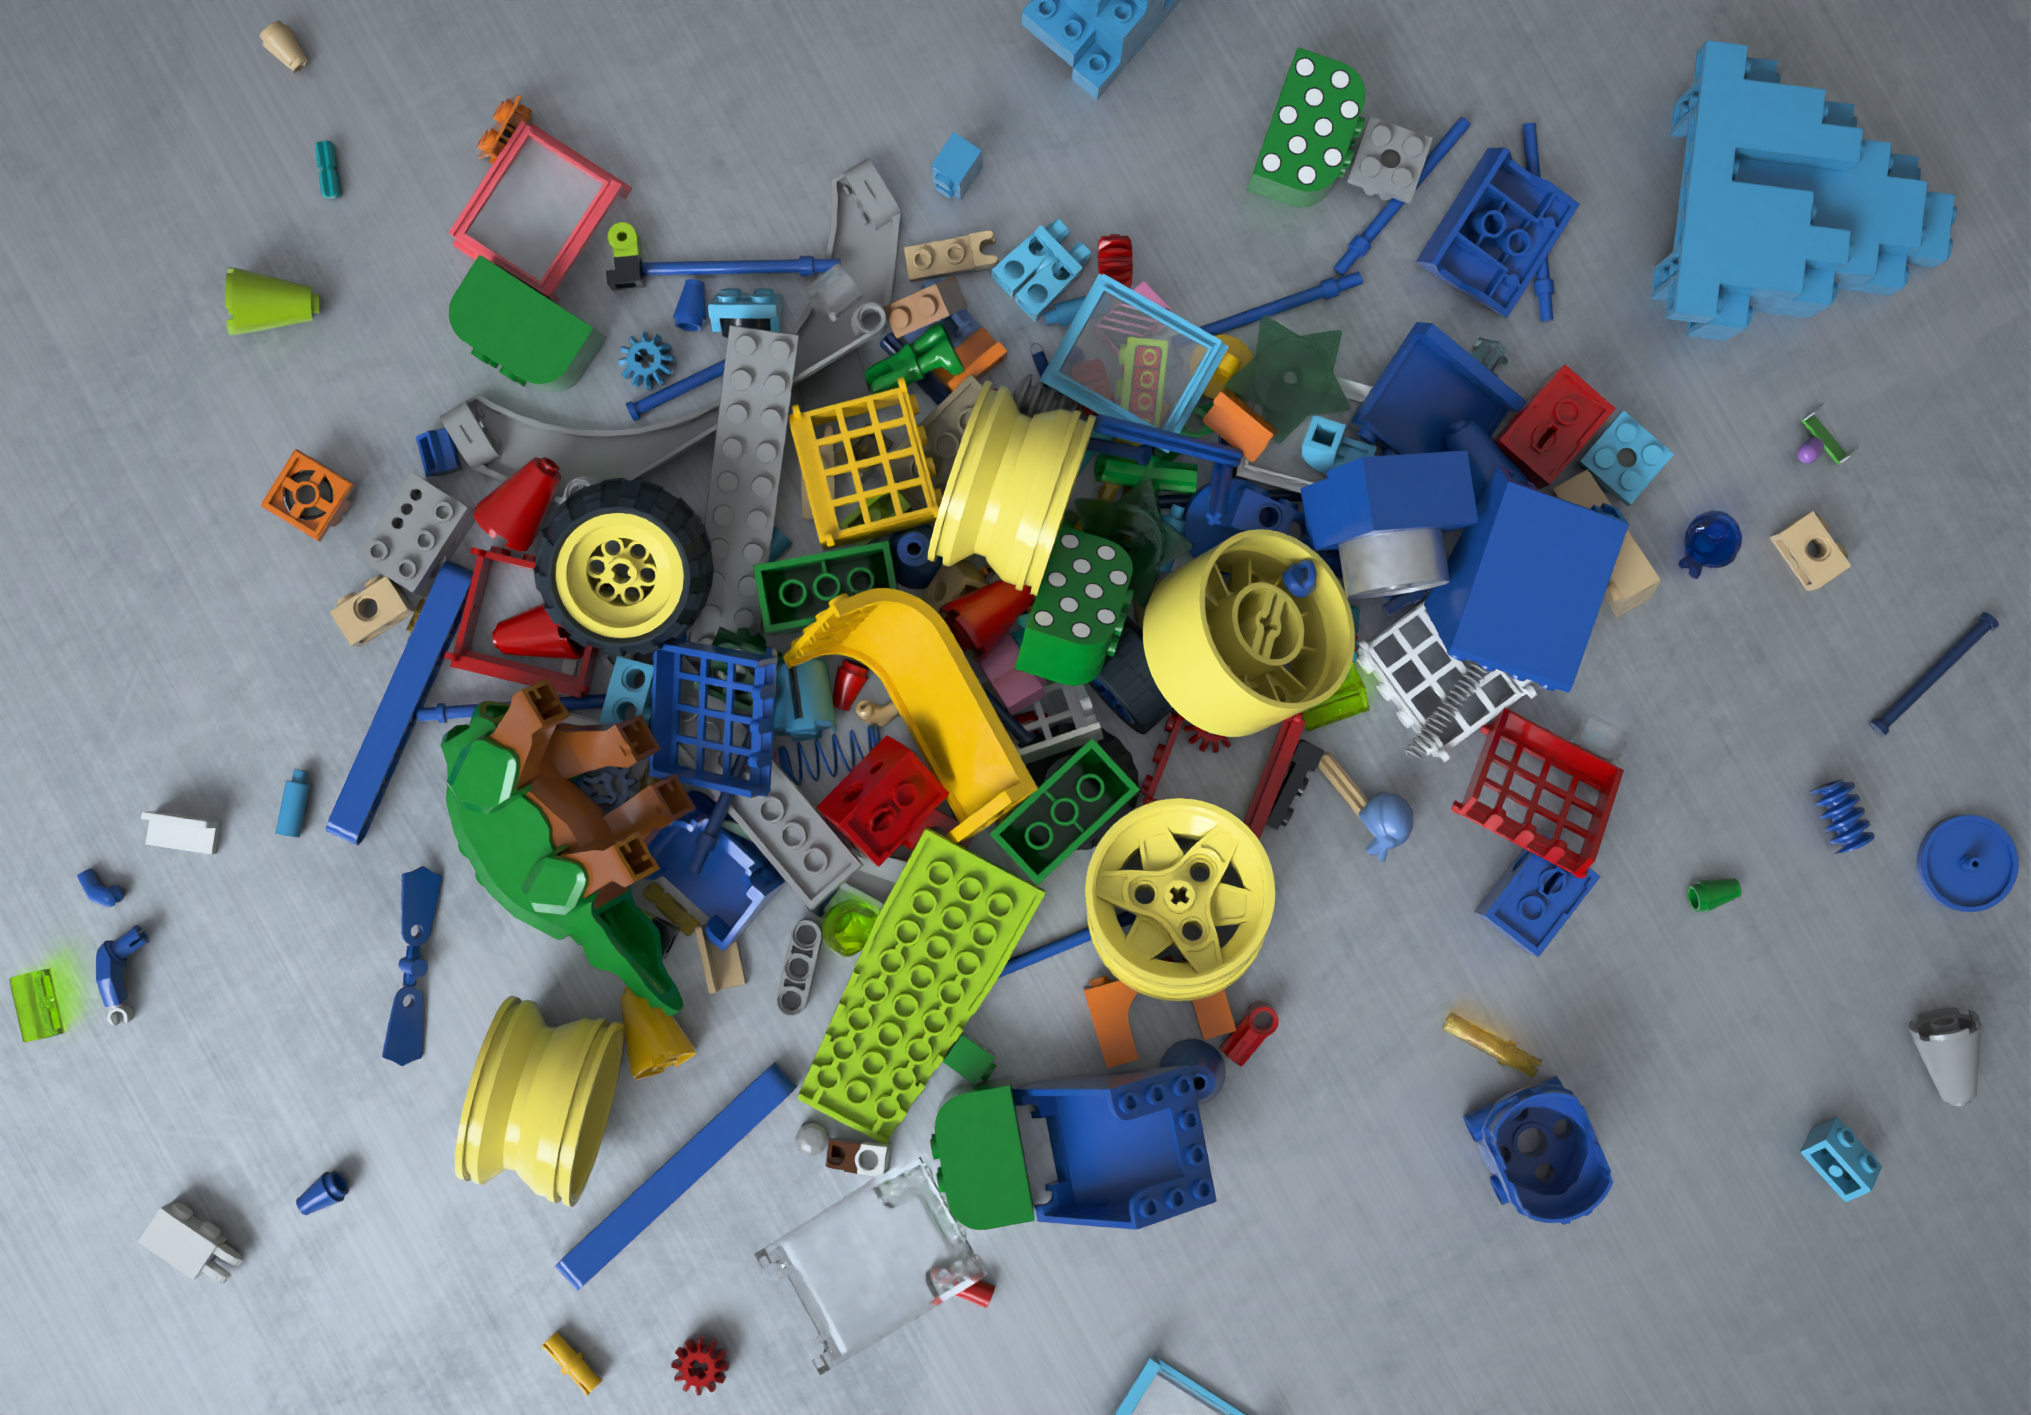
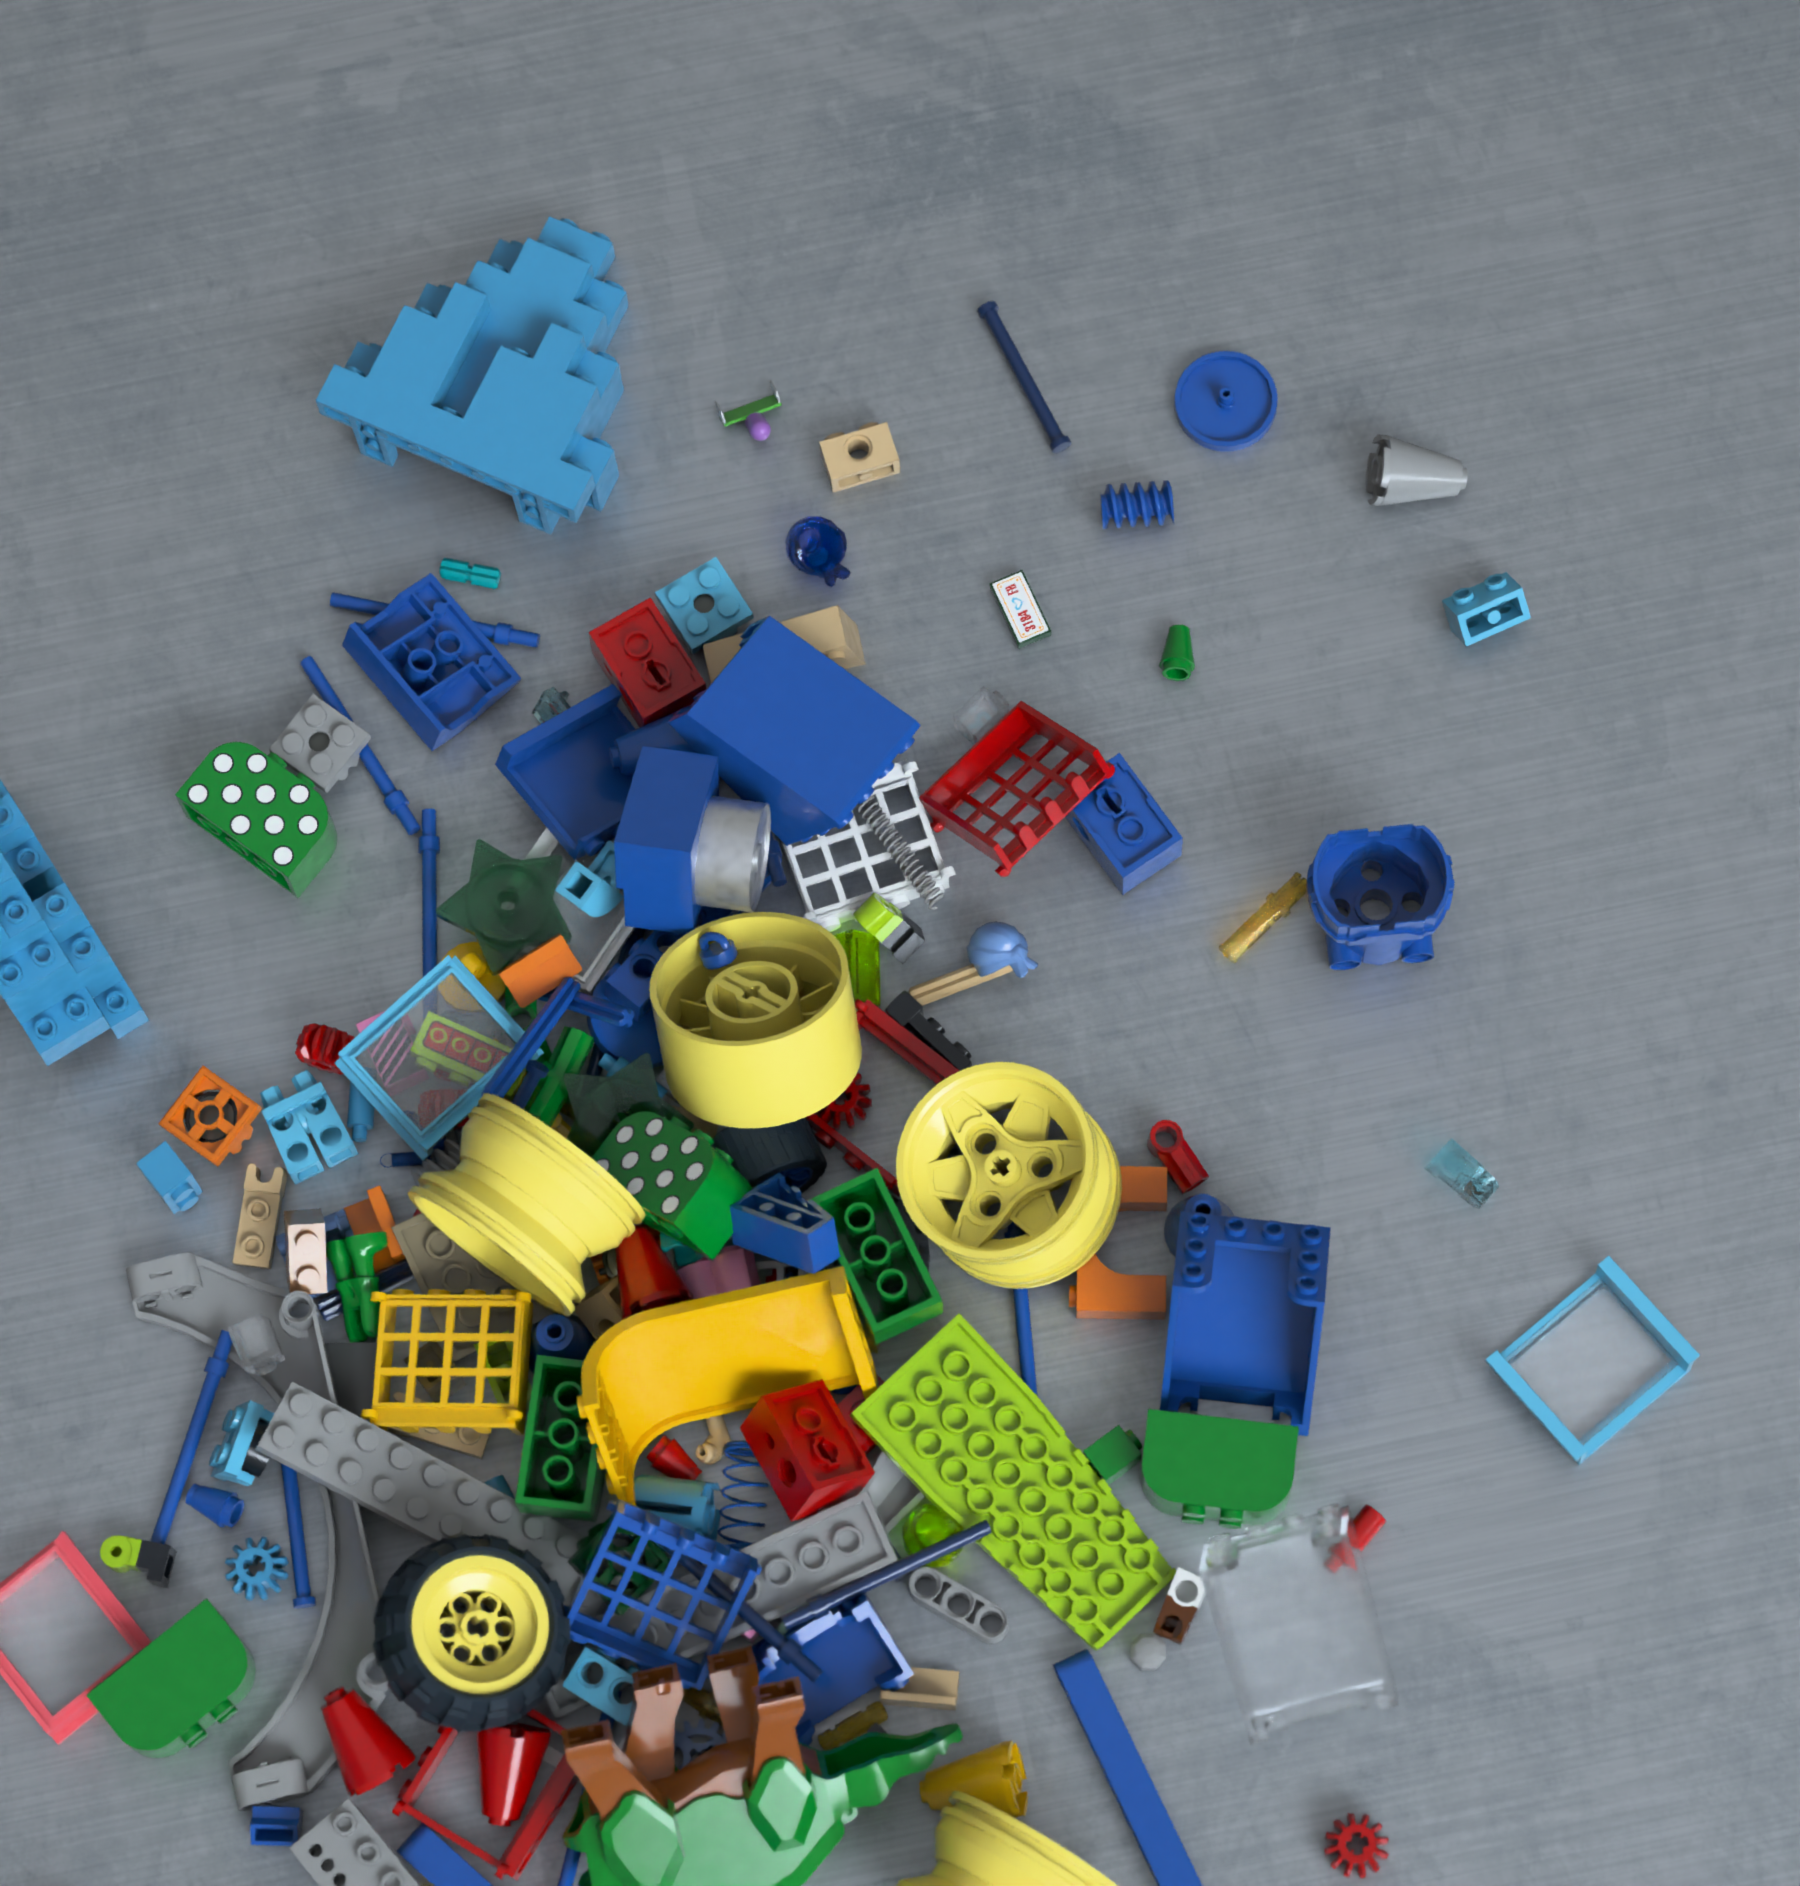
camera: 65 degrees left, 15 degrees down
(751, 855) = (819, 1605): none -> dark blue bar
(1022, 184) = (213, 1118): none -> orange piece
(1061, 724) = (785, 1226): none -> blue wedge
(1312, 1285) = (1463, 1174): none -> clear light blue leg
(1378, 720) = (890, 926): none -> leg
(1590, 232) = (477, 574): none -> teal piece
(1711, 739) = (1020, 609): none -> white tile

